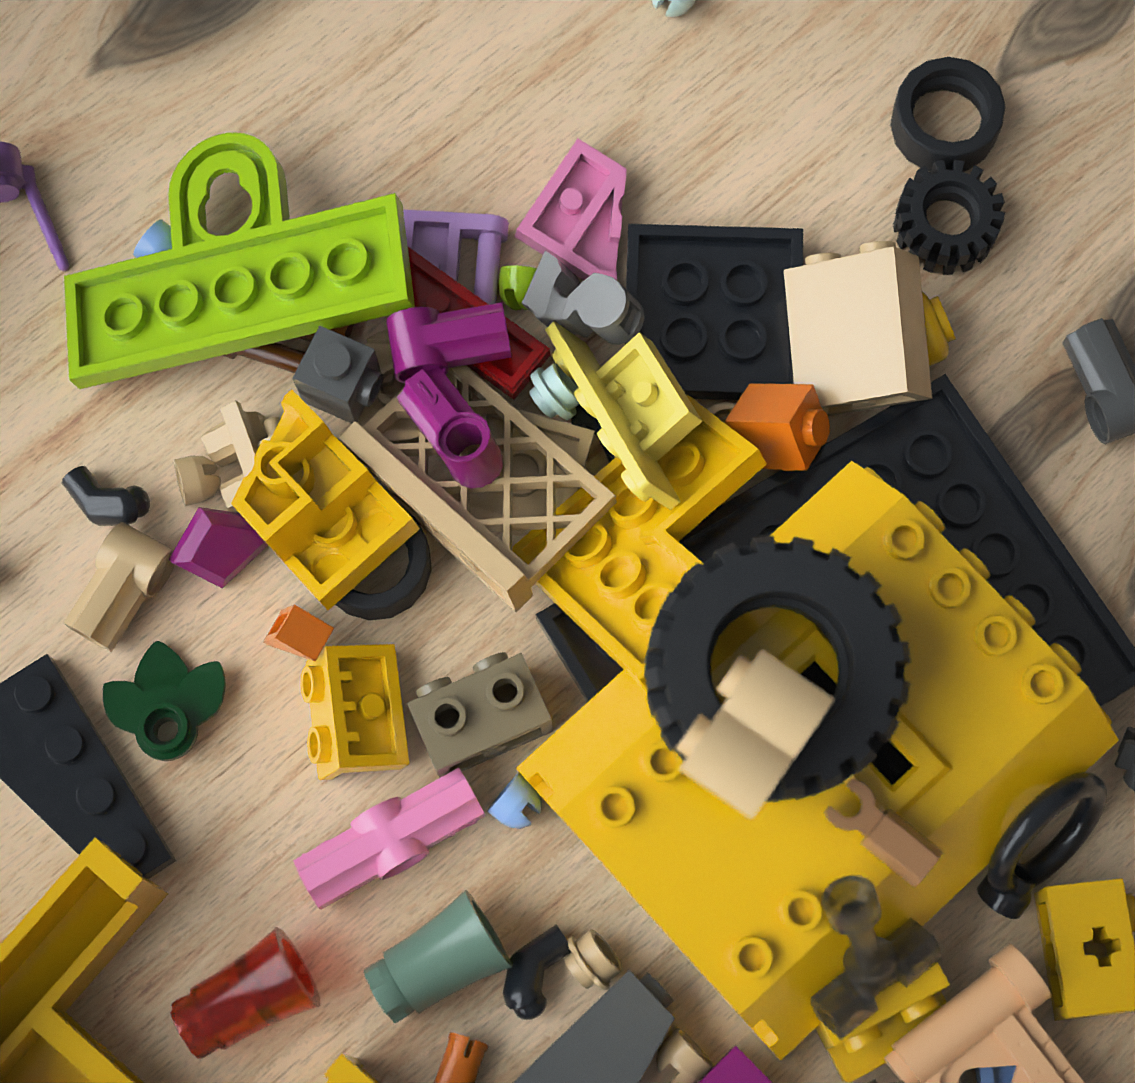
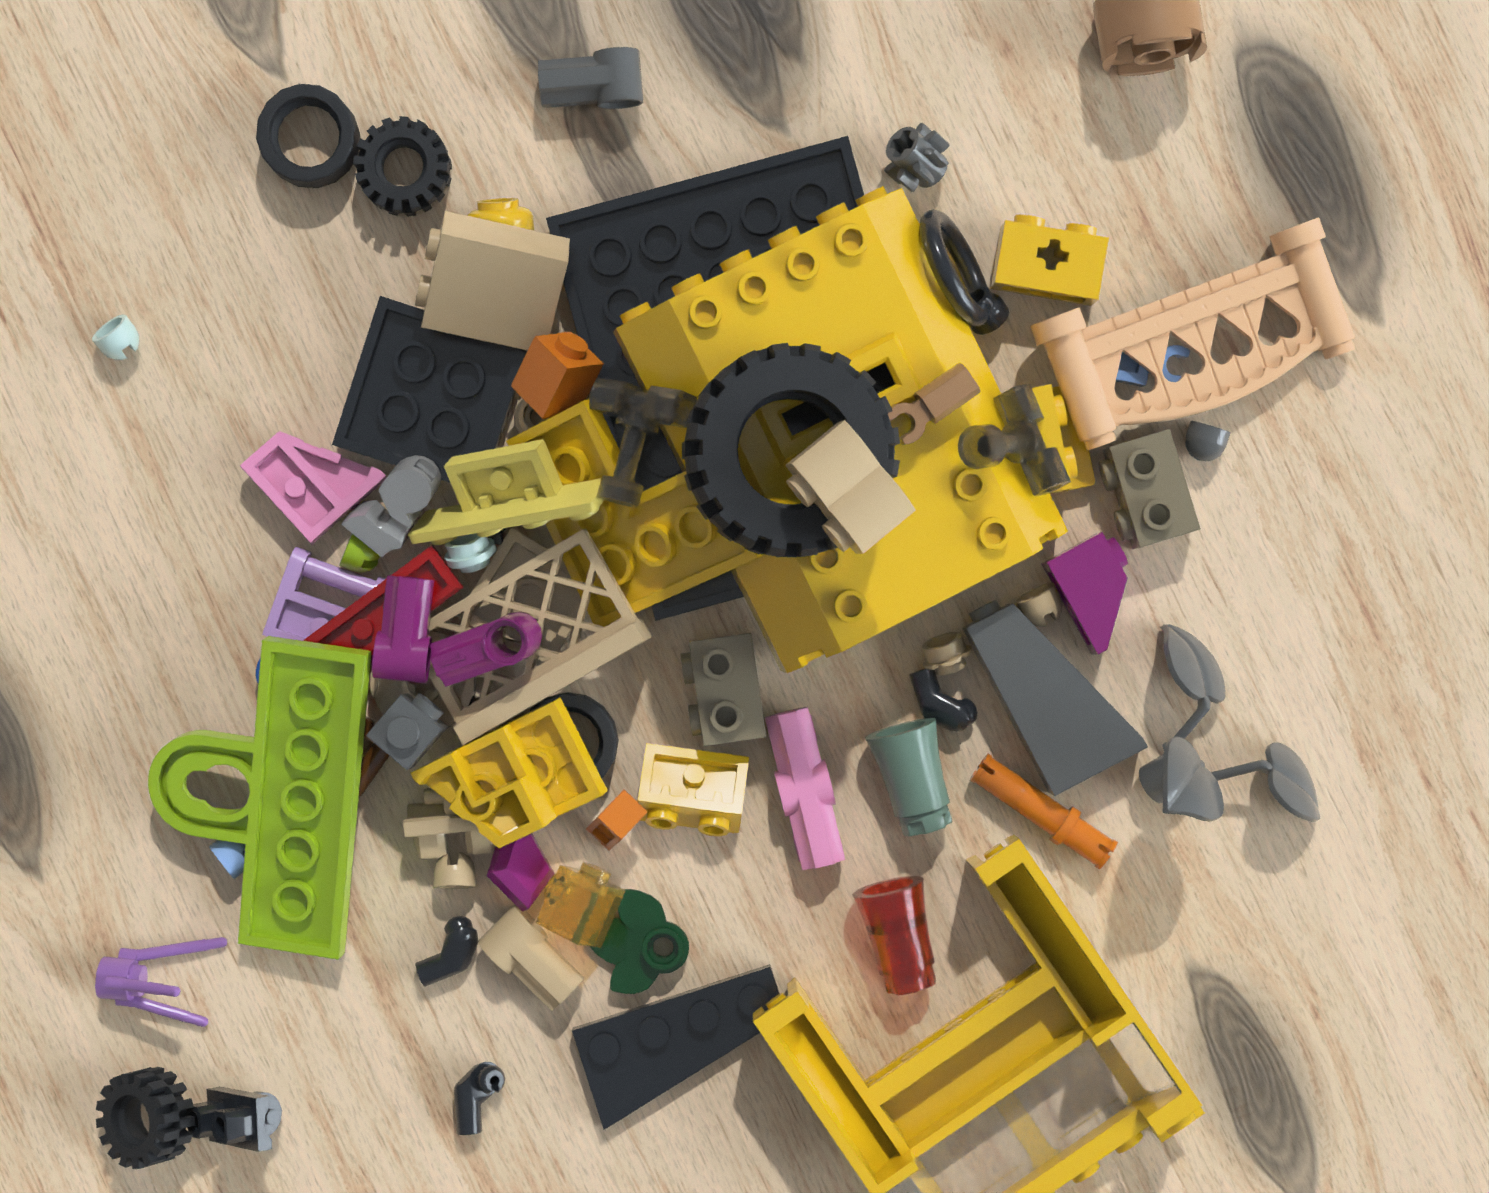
camera: 80 degrees left, 15 degrees up
(191, 620) = (580, 904): none -> clear yellow brick
(512, 800) = (804, 683): light blue hinge -> none
(763, 508) = (639, 415): none -> clear smoke bar

